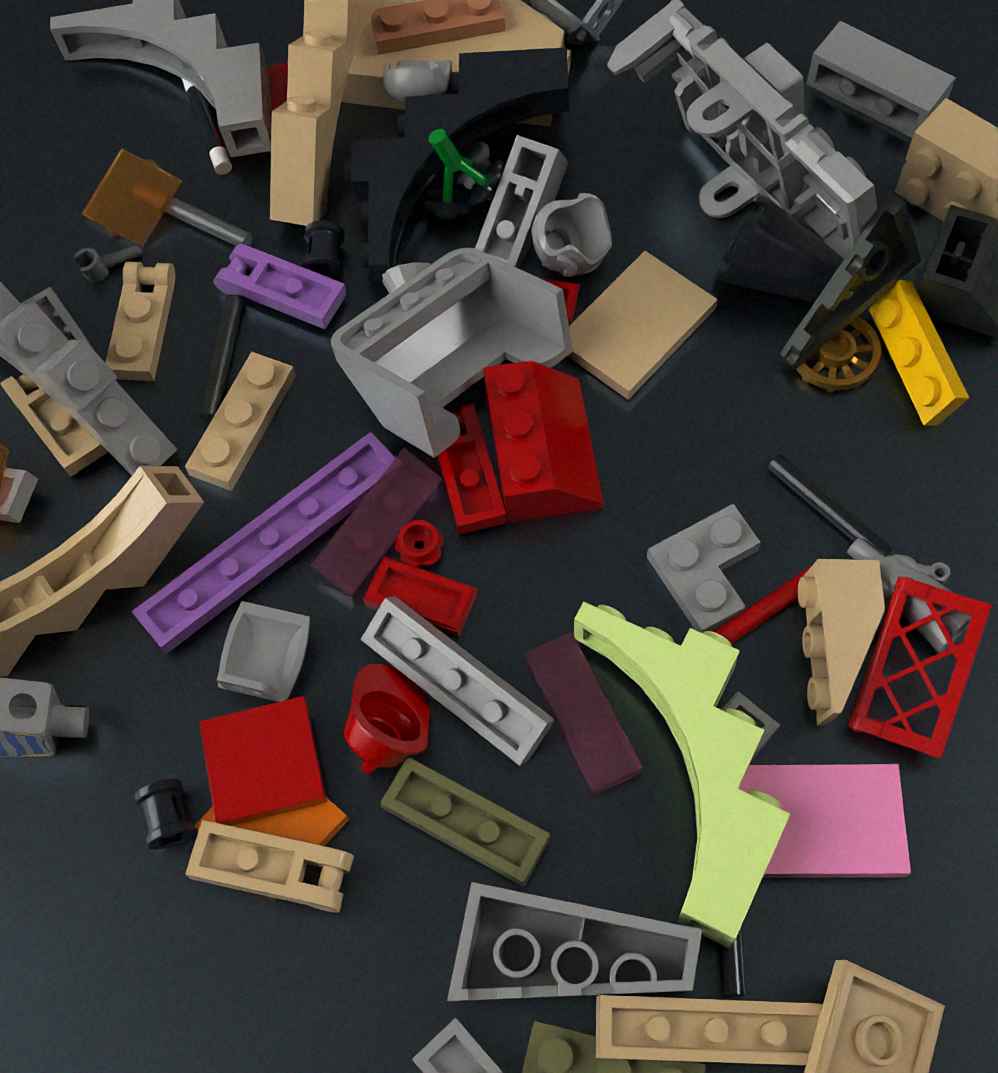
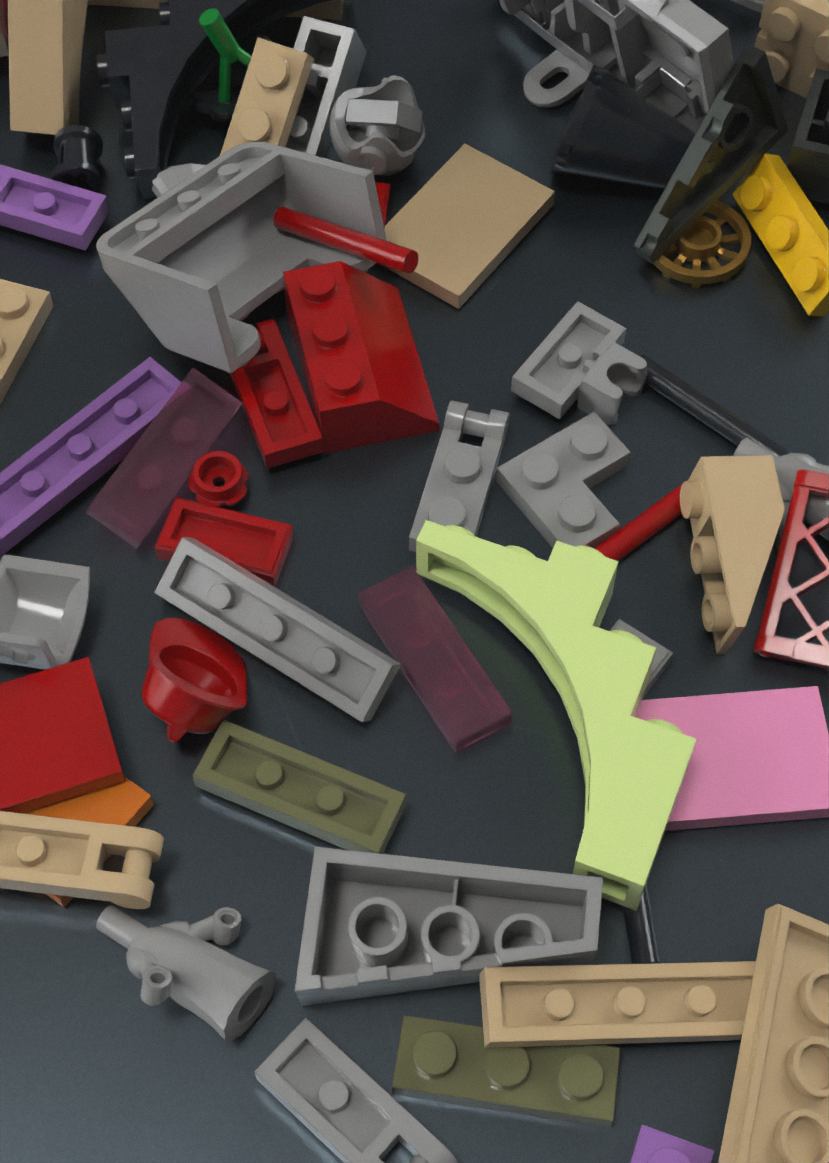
camera: 10 degrees left, 5 degrees down
(371, 970) = (194, 973): none -> light grey piece
(481, 208) = (269, 95): none -> tan plate
(538, 340) = (346, 239): none -> red bar
(577, 232) = (384, 117): none -> light grey plate
(617, 552) = (460, 471): none -> light grey plate
(727, 460) = (581, 363): none -> light grey plate

